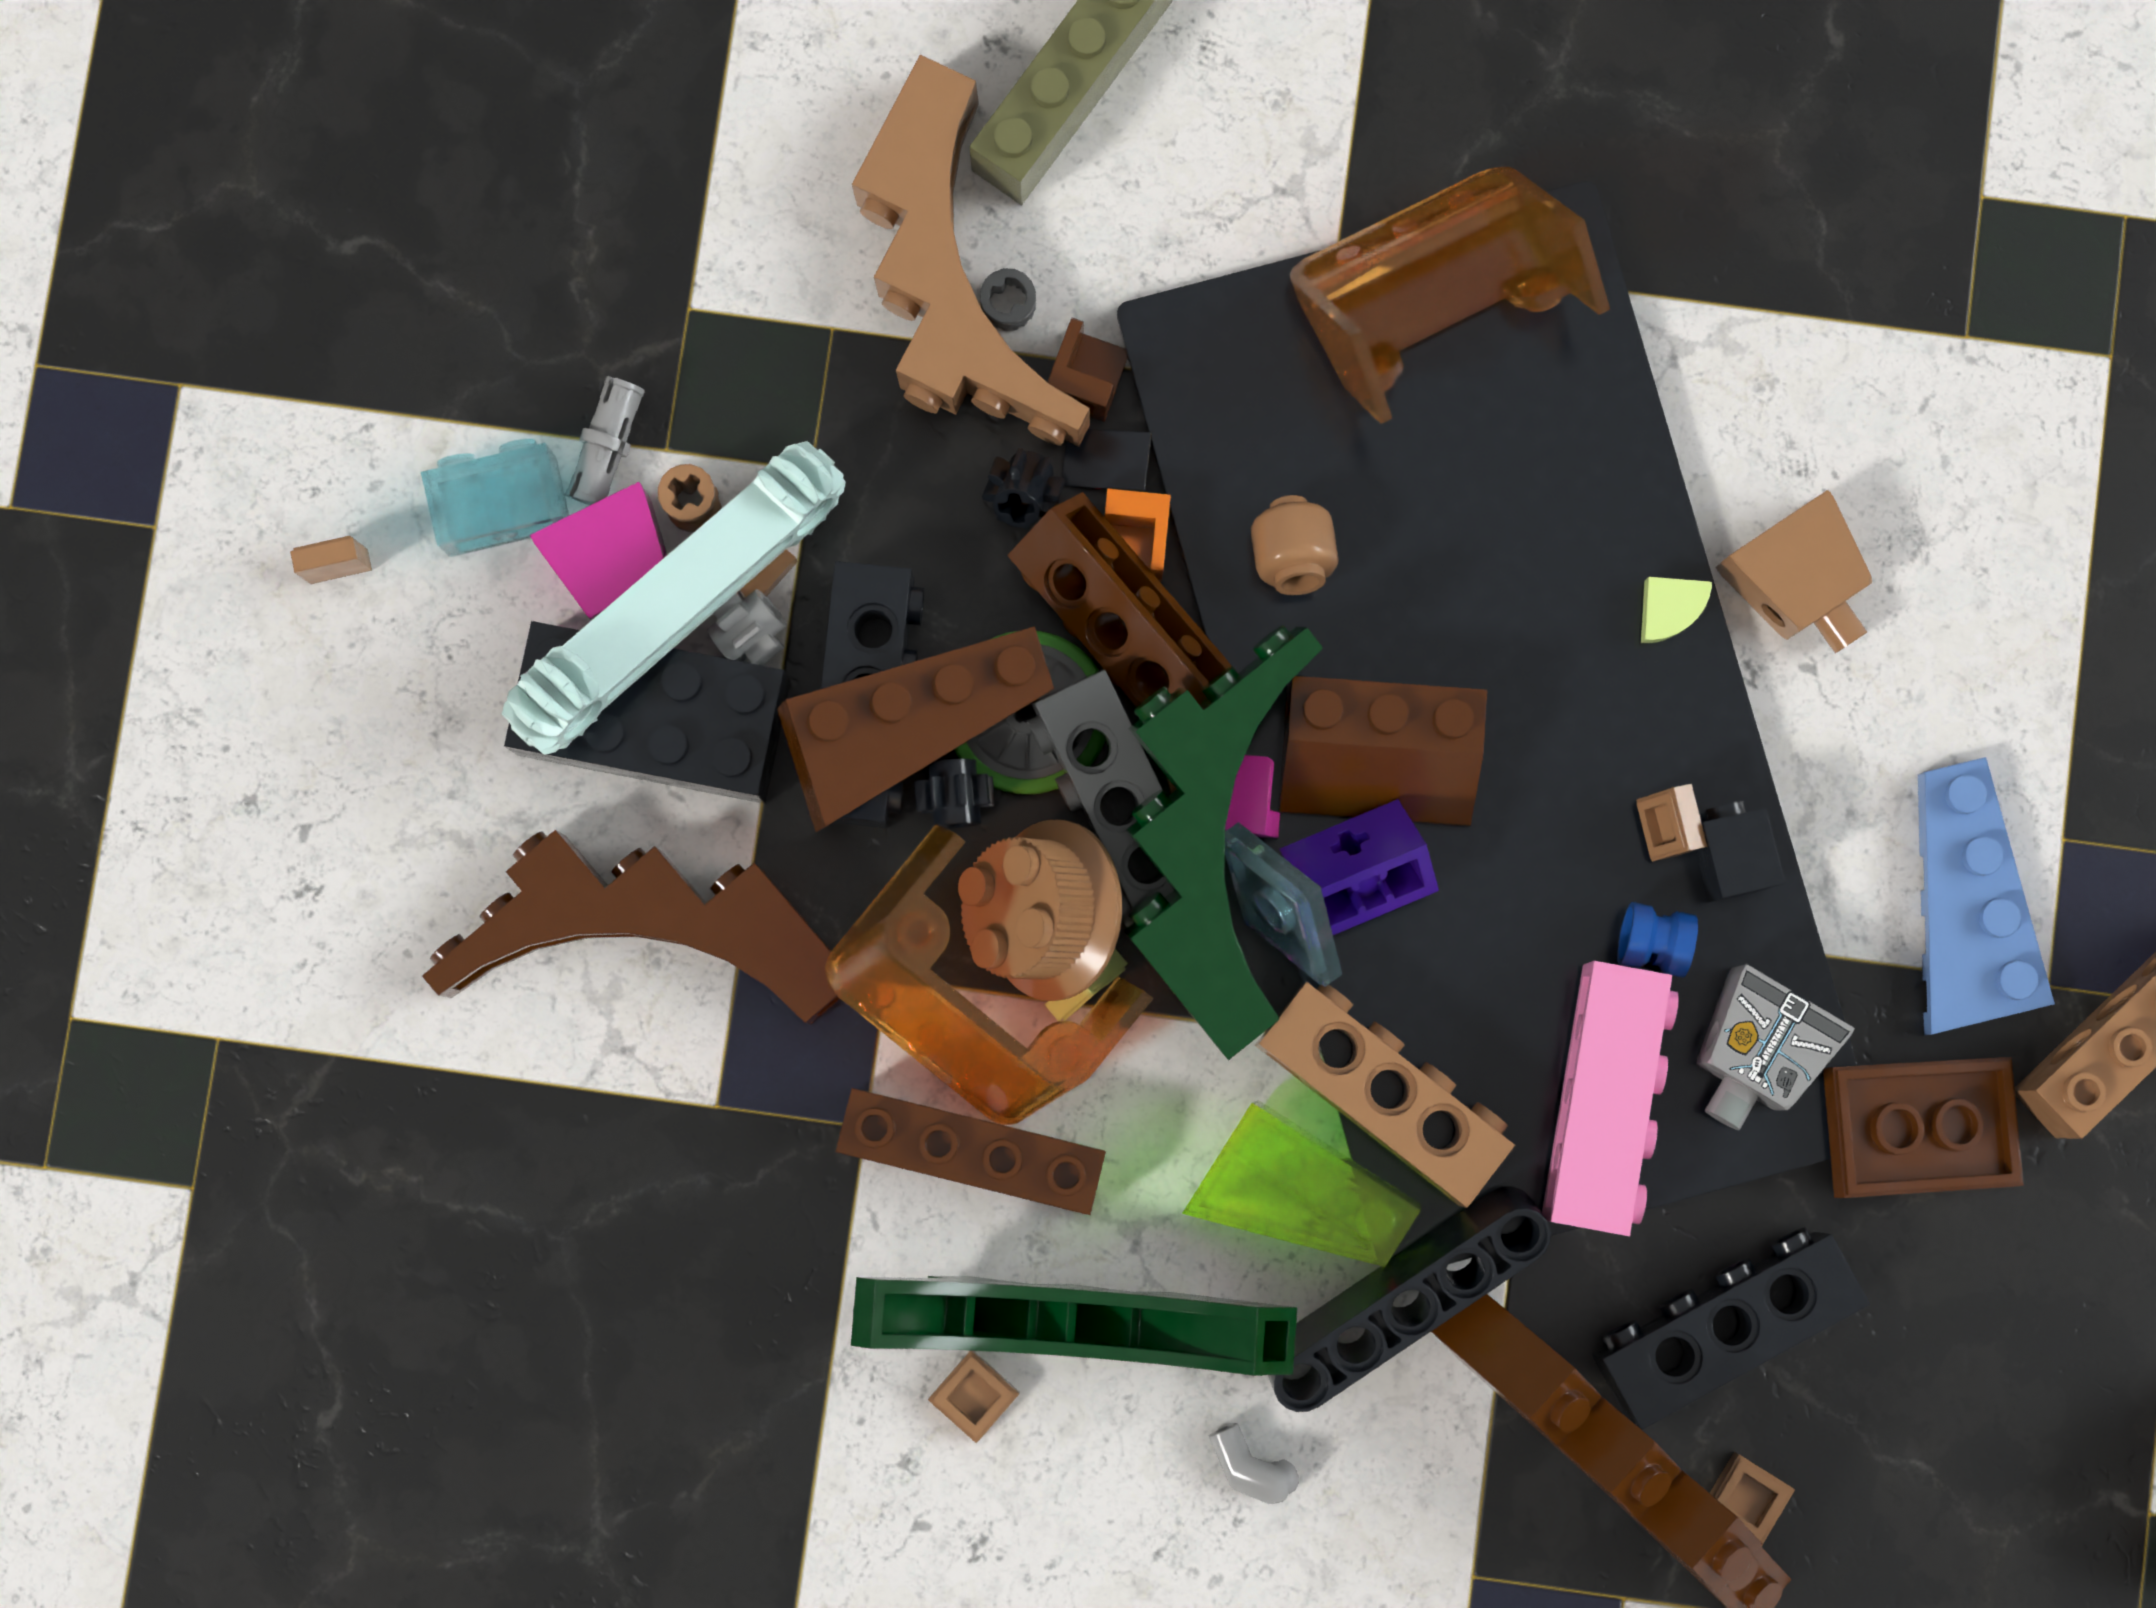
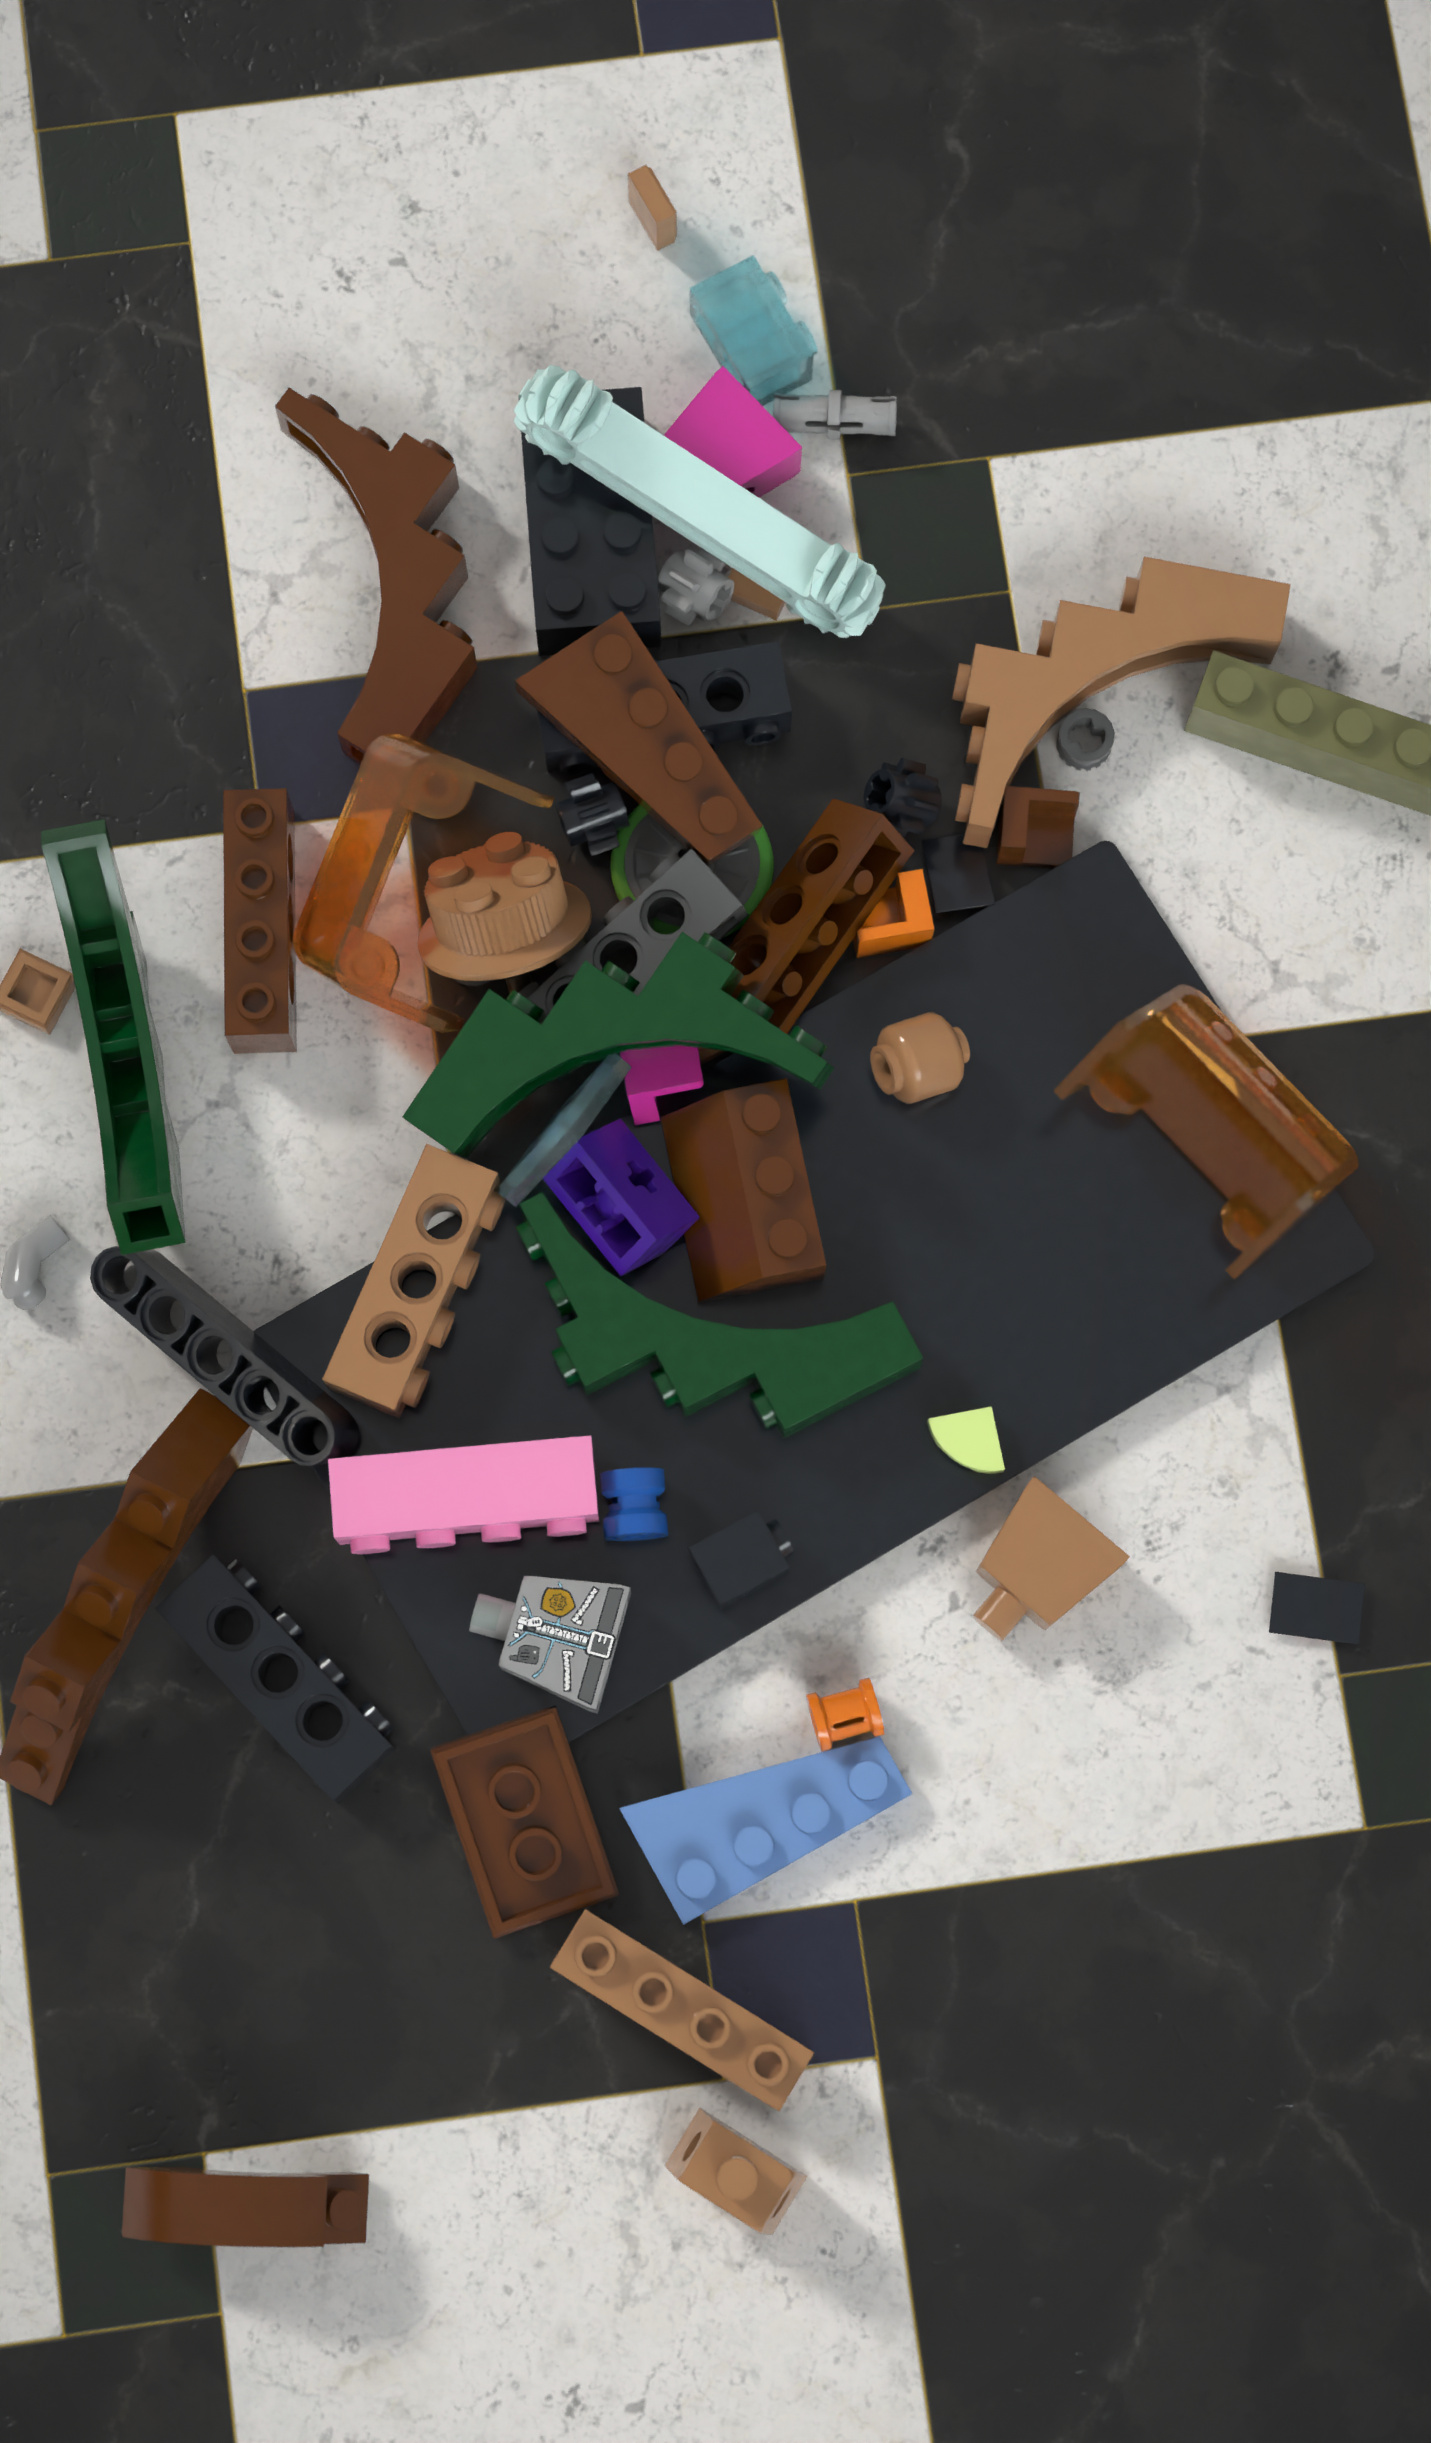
camera: 75 degrees right, 5 degrees down
(688, 479) = (793, 487): medium nougat bush -> none
(1065, 1008) = (456, 992): tile -> none
(1301, 1191) = (301, 1230): clear neon green wedge -> none
(1571, 748) = (617, 1331): none -> dark green arch
(1671, 822) = (752, 1487): medium nougat tile -> none
(1752, 1495) = (119, 1745): medium nougat tile -> none
(1898, 798) = (845, 1714): none -> orange bush
(1902, 337) = (1317, 1608): none -> black piece

